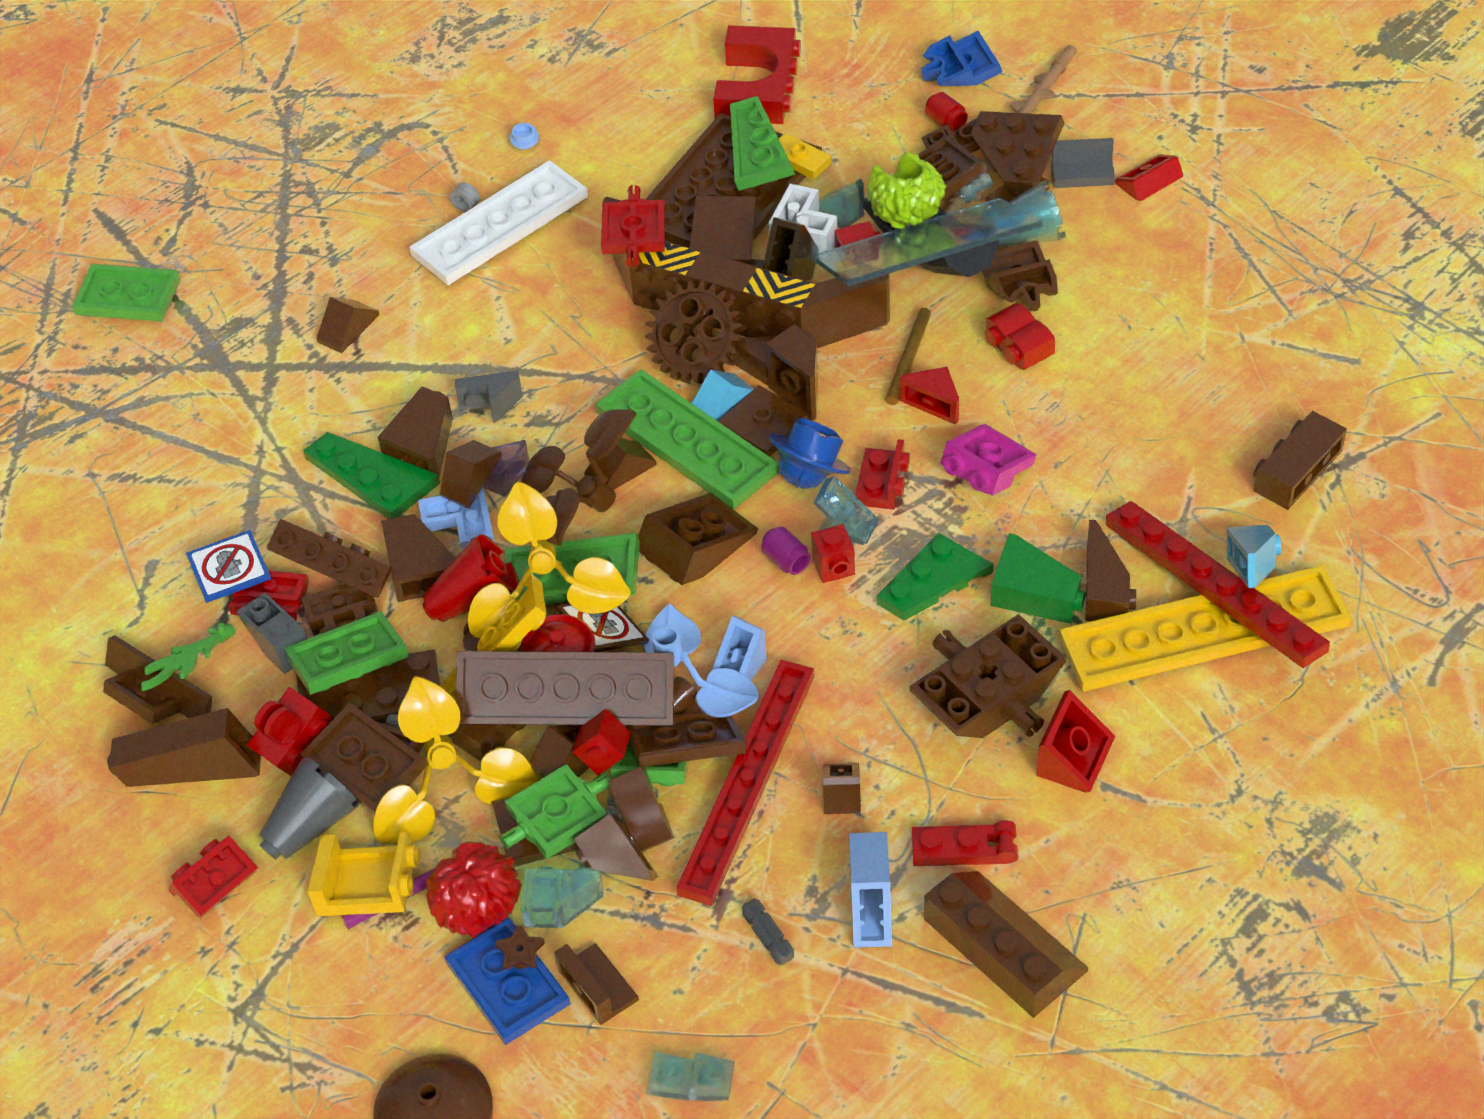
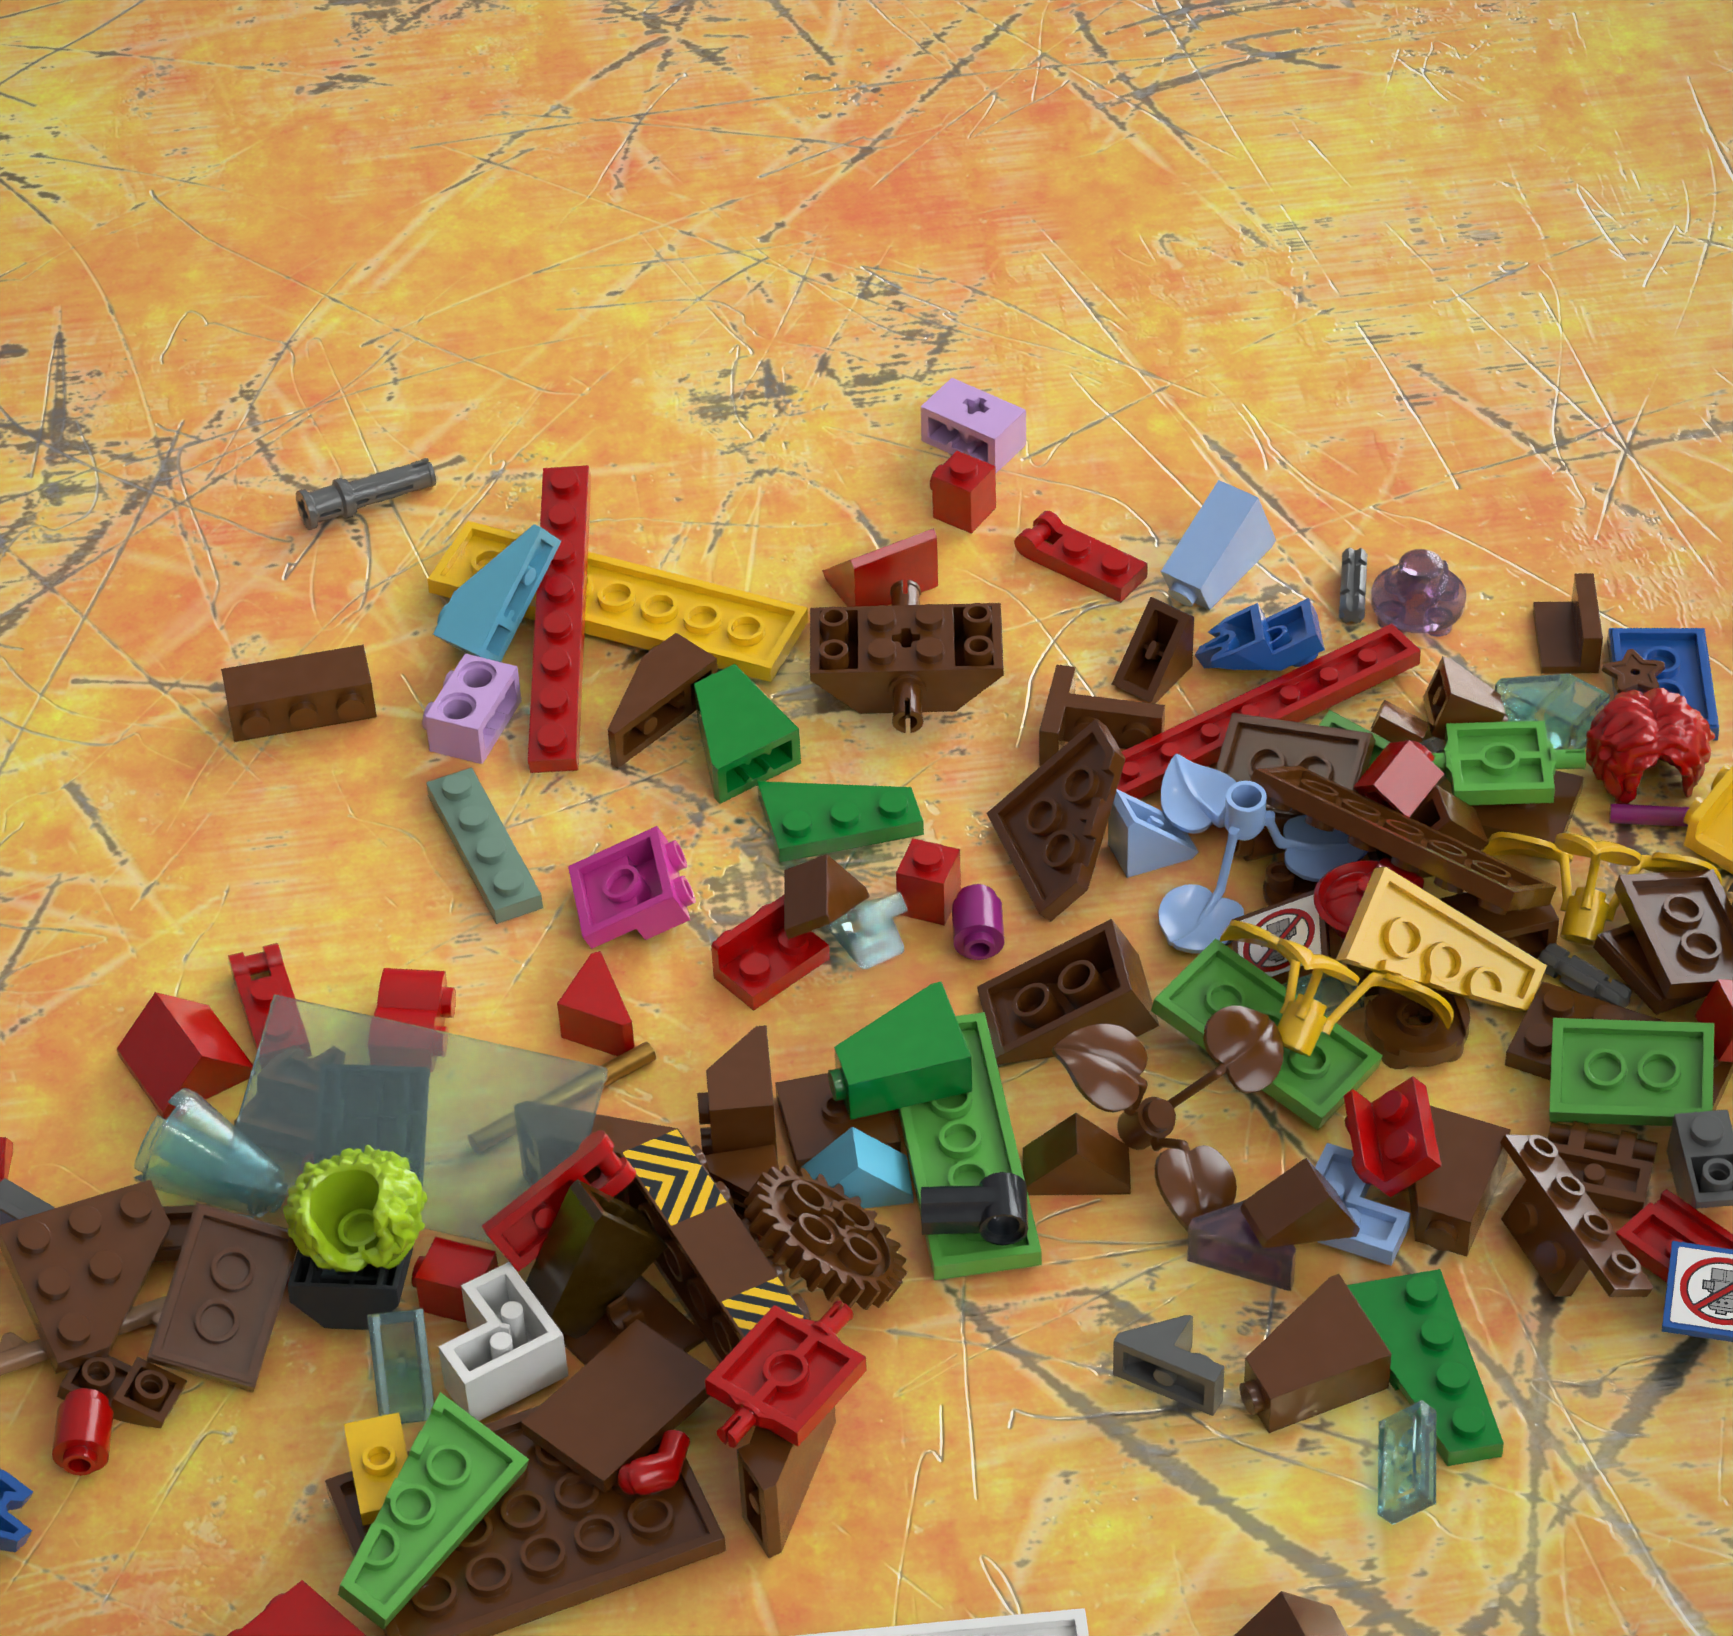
camera: 145 degrees left, 5 degrees down
(343, 414) = (1407, 1462): none -> clear light blue plate
(448, 530) = (1392, 1136): none -> red bracket
(465, 576) = (1406, 1045): red cone -> none
(631, 391) = (992, 1208): none -> black piece
(676, 216) = (658, 1470): none -> red arm
(688, 1079) = (1528, 512): clear light blue slope -> none
(716, 947) = (1419, 594): none -> plate
(739, 436) = (903, 1057): none -> green slope
(780, 833) = (1262, 643): none -> blue plate
(789, 620) = (1059, 818): none -> reddish brown plate
(808, 455) = (838, 988): blue helmet -> none
(818, 246) = (526, 1221): none -> red plate
(839, 713) = (1070, 713): none -> reddish brown bracket
(871, 495) = (818, 895): none -> reddish brown slope
(1001, 940) = (1128, 458): reddish brown slope -> none
(1080, 831) = (963, 491): none -> red brick
(1101, 313) = (259, 993): none -> red plate
(1101, 450) = (484, 845): none -> sand green plate
(1107, 272) = (181, 1047): none -> red slope
(1132, 897) = (973, 423): none -> lavender brick
(1197, 507) = (472, 708): none -> lavender brick
(1446, 596) = (347, 496): none -> dark grey pin

